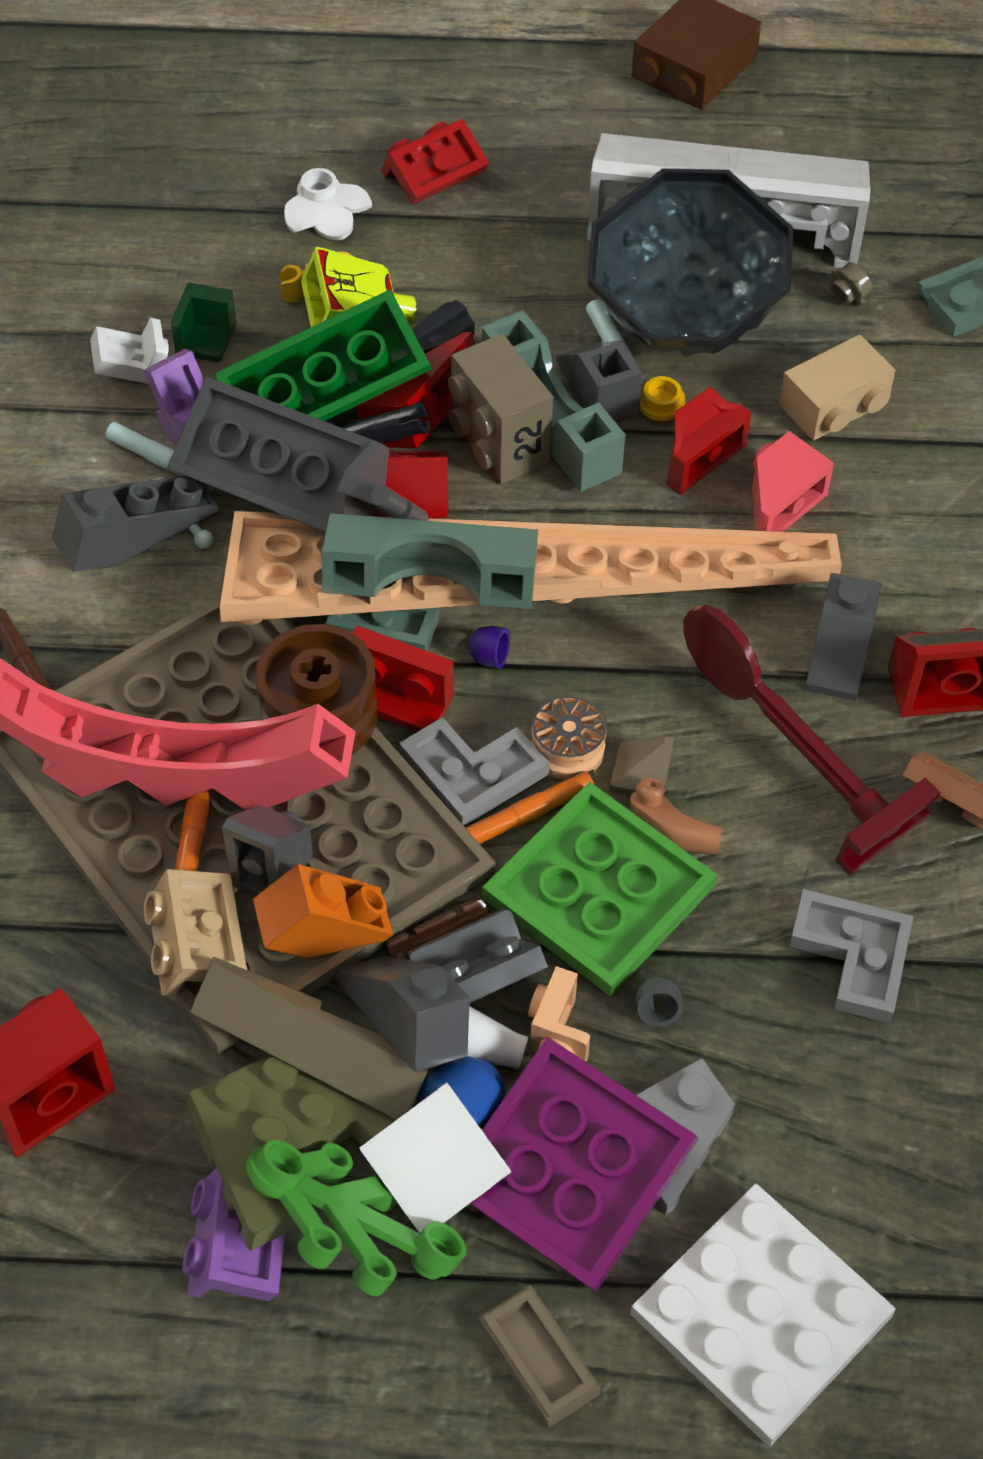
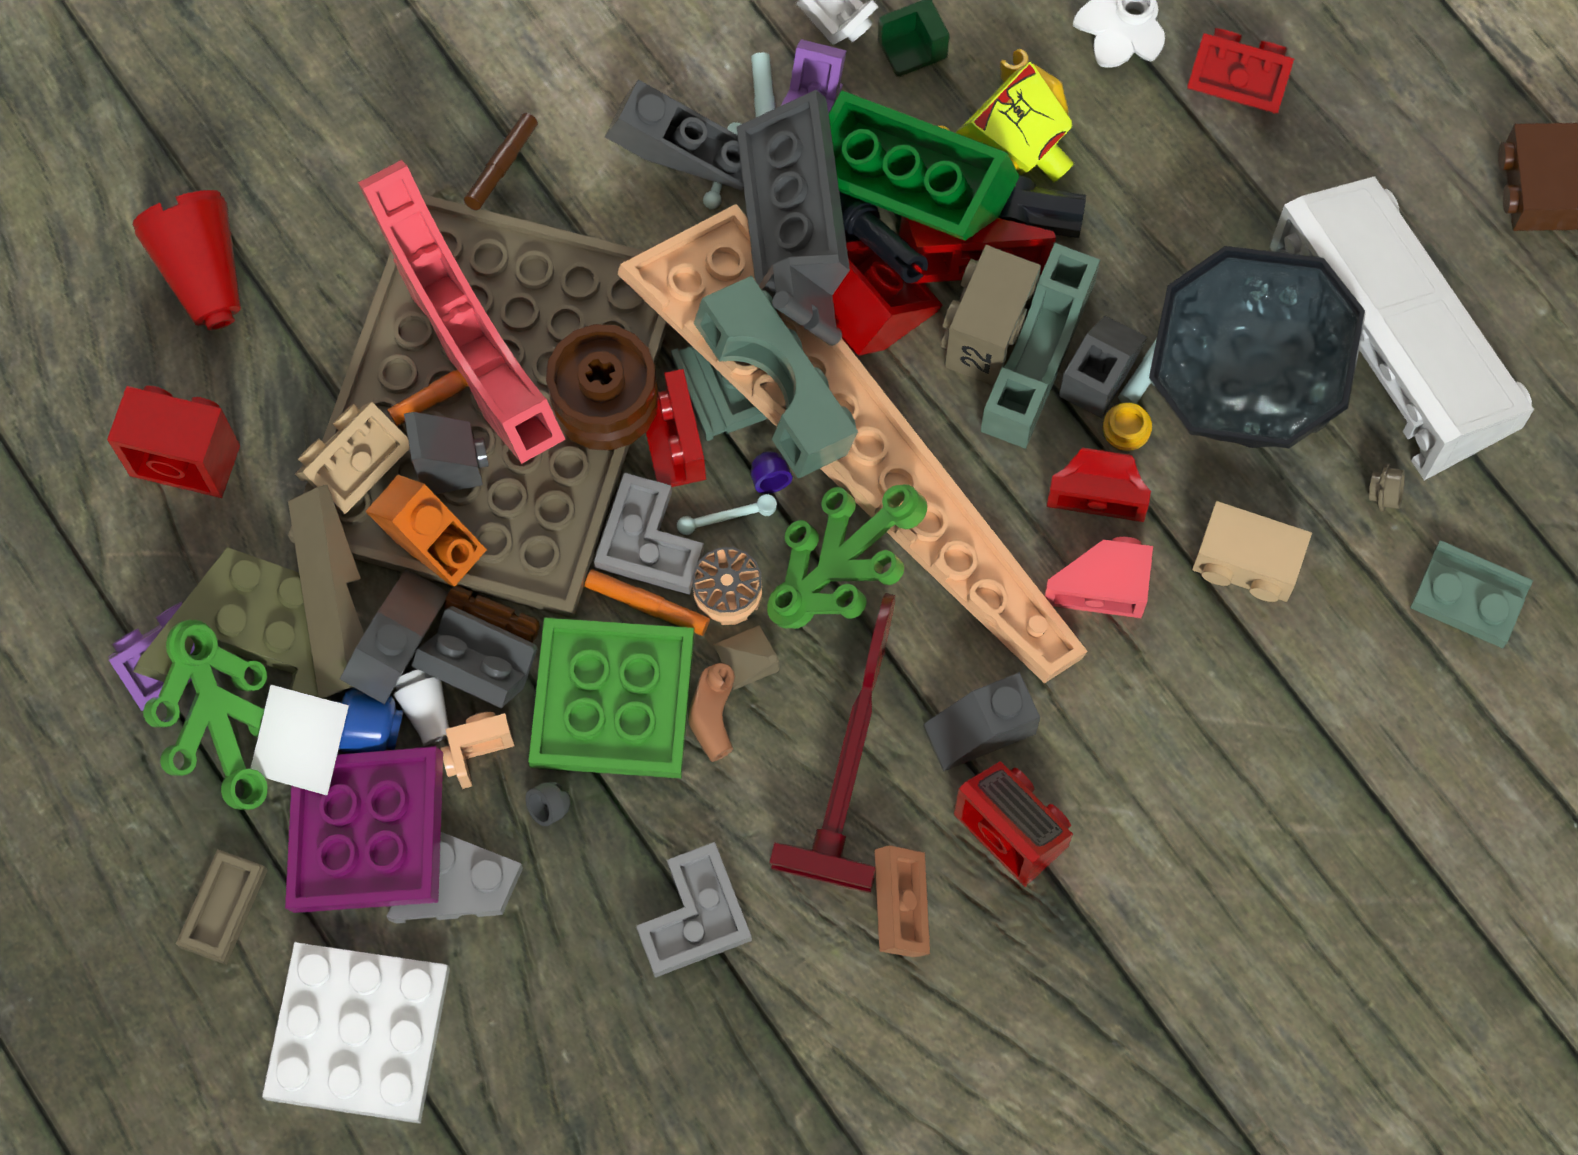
camera: 55 degrees right, 15 degrees up
(512, 674) = (765, 506): none -> light aqua hinge
(625, 636) = (839, 557): none -> bright green plant

